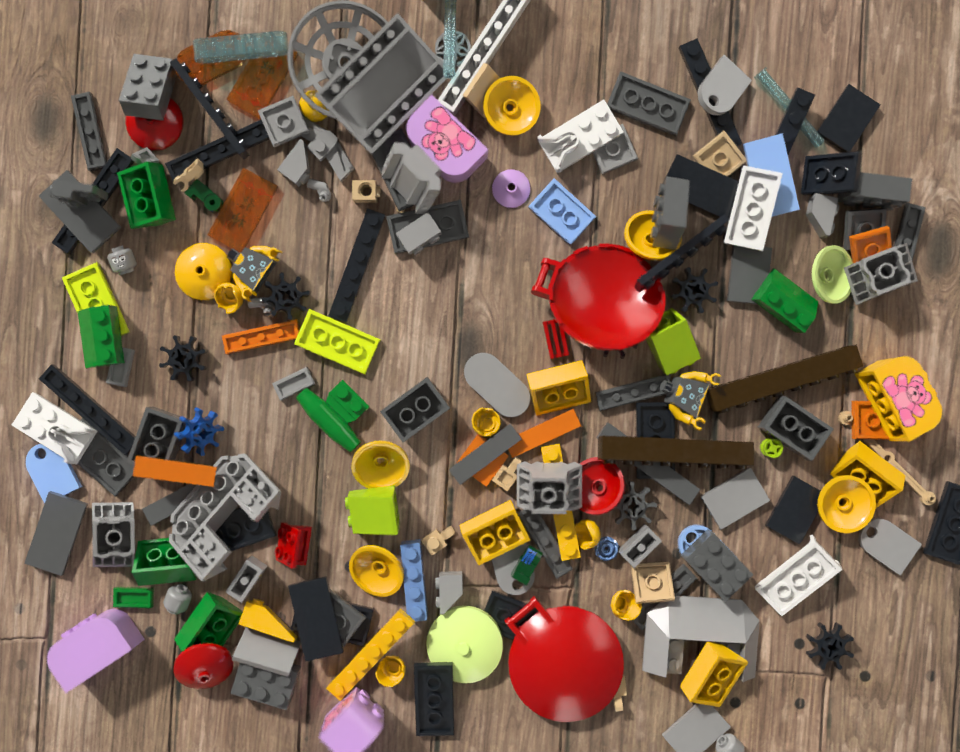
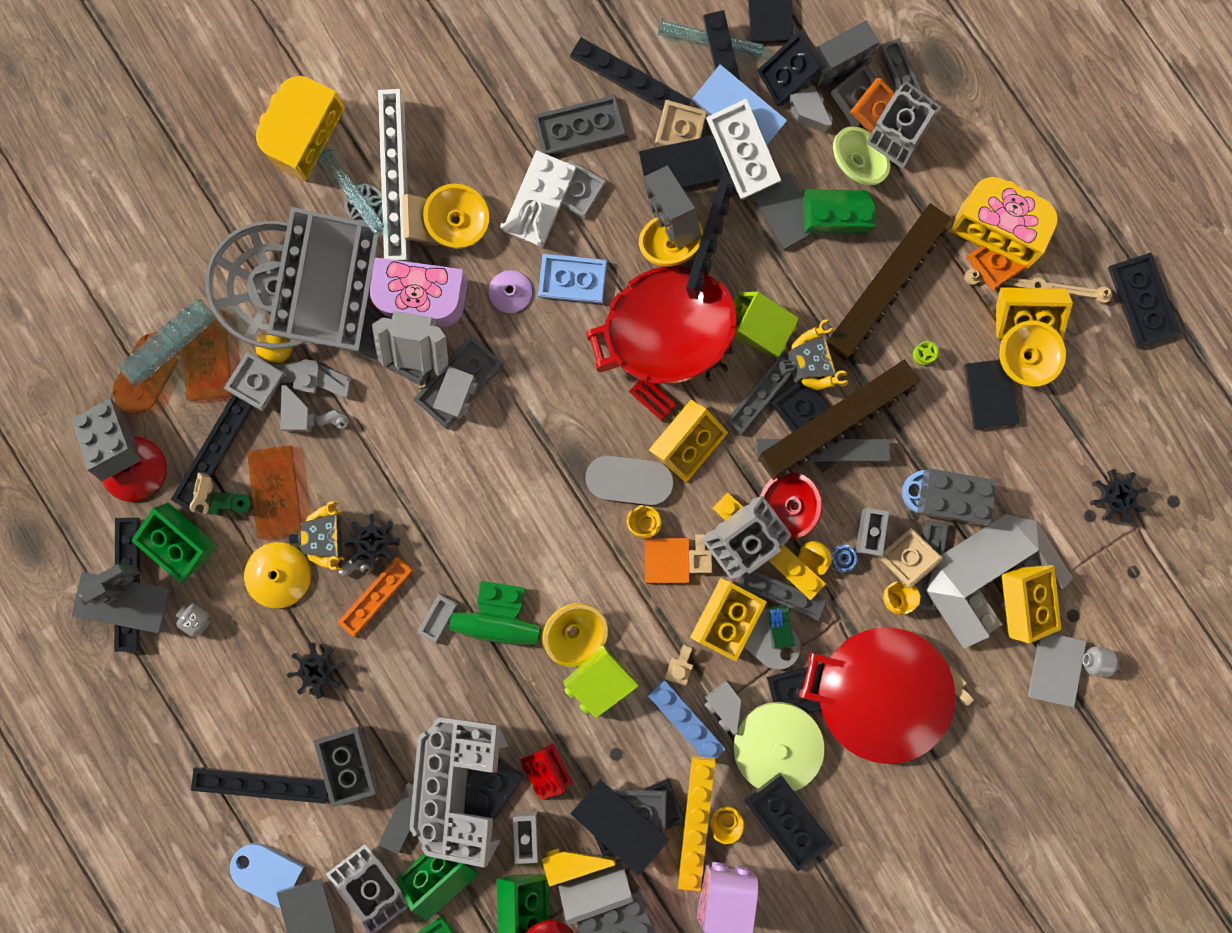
camera: 30 degrees left, 5 degrees down
(54, 428) = (239, 827): white plate -> none
(89, 131) = (77, 522): dark grey tile -> none
(90, 289) = (197, 681): neon yellow tile -> none
(101, 336) = (222, 706): green slope -> none
(106, 464) = (302, 824): dark grey tile -> none
(120, 373) = (261, 722): light grey tile -> none
(143, 156) = (145, 507): light grey tile -> none
(174, 471) = (383, 781): orange tile -> none
(177, 599) = (473, 907): light grey head -> none
(199, 431) = (381, 722): blue gear -> none
(206, 101) = (169, 414): black plate -> none
(228, 297) = (318, 581): yellow hair -> none
(337, 341) = (450, 548): neon yellow tile -> none
(357, 265) = (418, 465): black plate -> none
(359, 185) = (367, 390): tan brick -> none
(376, 570) = (645, 746): yellow dish -> none
(415, 409) = (569, 557): dark grey brick -> none
(485, 454) = (665, 552): dark grey tile -> none
(545, 432) = (704, 494): orange tile -> none
(638, 510) = (844, 507): dark grey gear -> none
(701, 288) = (739, 267): black gear -> none
(723, 85) = (635, 60): light grey tile -> none
(735, 498) = (927, 424): light grey tile -> none
(795, 428) = (933, 318): dark grey brick -> none
(798, 577) = (1040, 453): white plate -> none
(888, 544) = (1100, 363): light grey tile -> none

